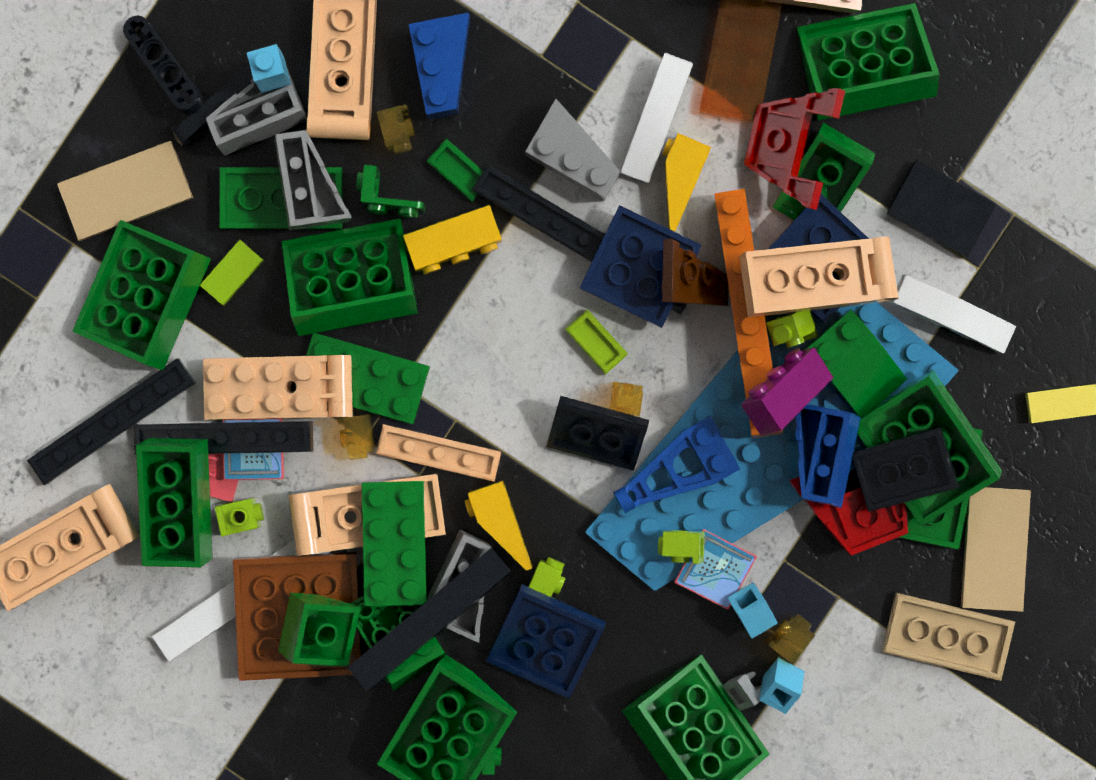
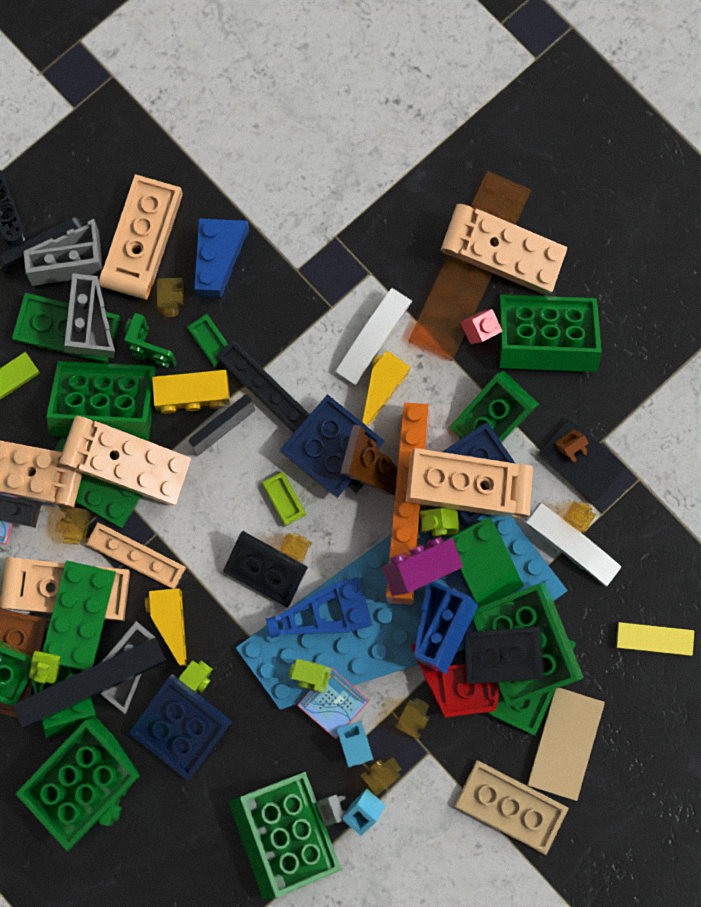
camera: 15 degrees right, 10 degrees down
(268, 68) = (82, 224): medium azure brick -> none
(372, 614) = (44, 667): none -> lime tile
(414, 349) = (137, 465): none -> light nougat hinge
(502, 273) = (222, 424): none -> black tile
(572, 153) = (300, 347): light grey wedge -> none
(780, 139) = (466, 373): red wing -> none
(785, 75) = (481, 326): none -> coral brick
(812, 563) = (413, 717): none -> clear yellow brick
(926, 194) = (571, 444): none -> dark orange tile
(953, 278) = (579, 516): none -> clear yellow brick

